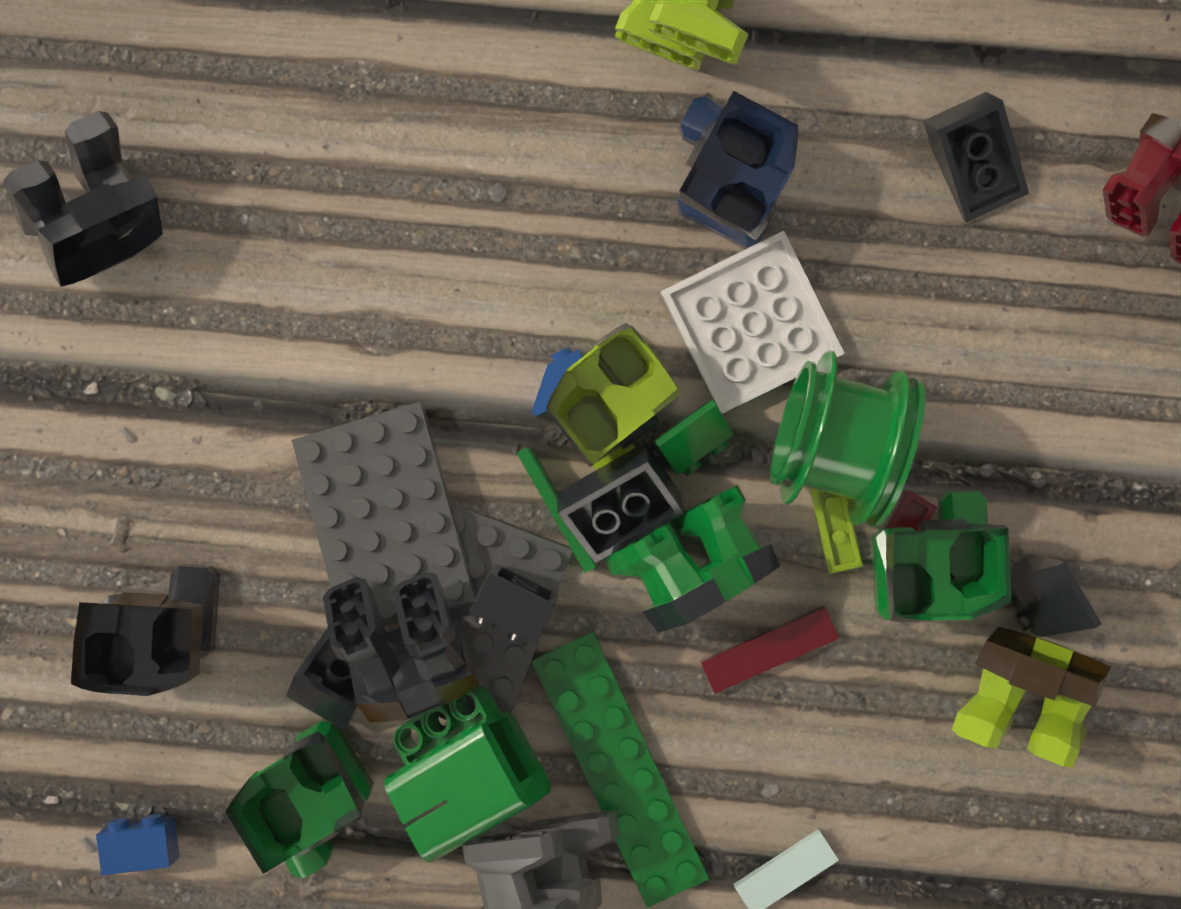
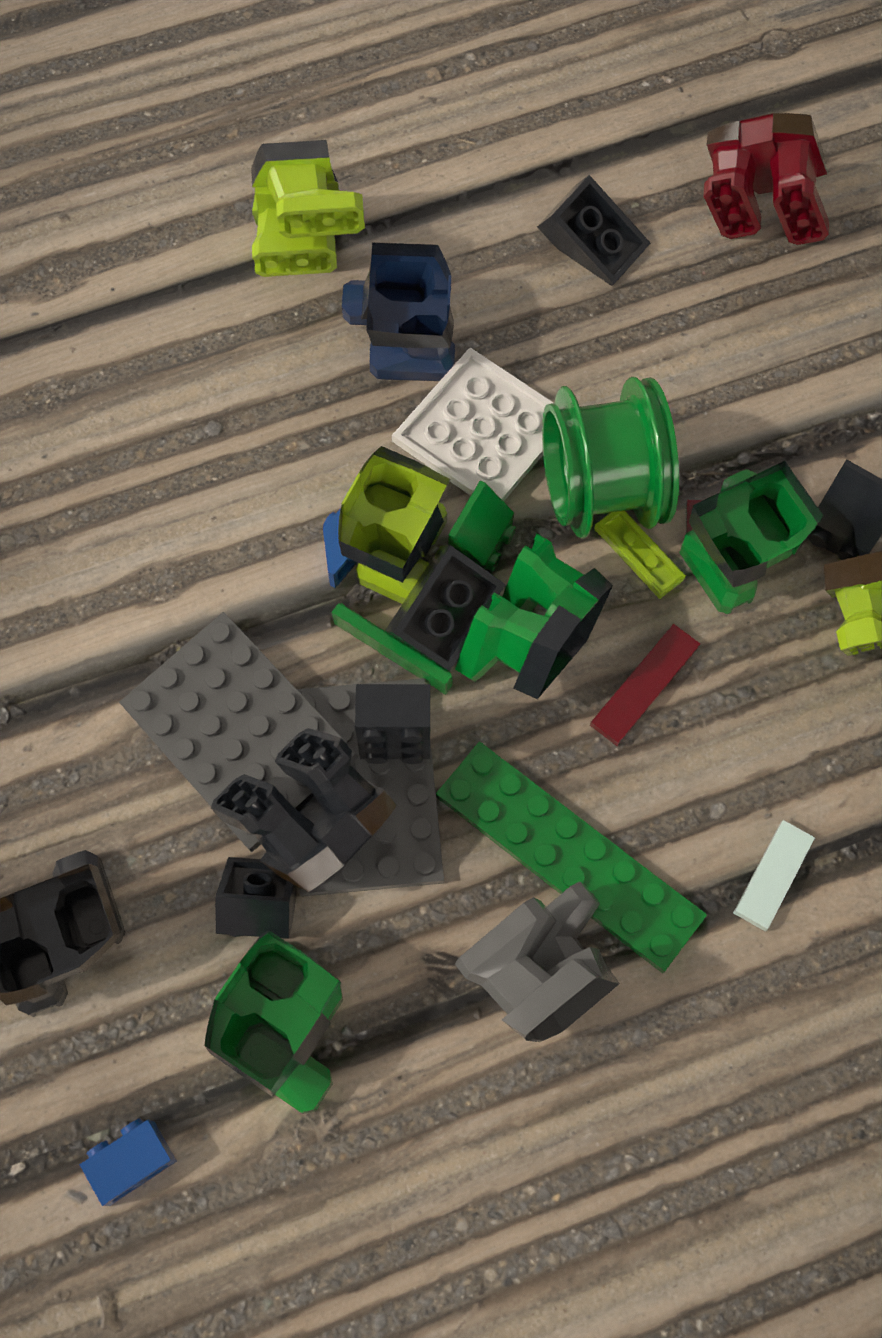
camera: 25 degrees left, 20 degrees down
(473, 763) = (422, 907): green piece -> none

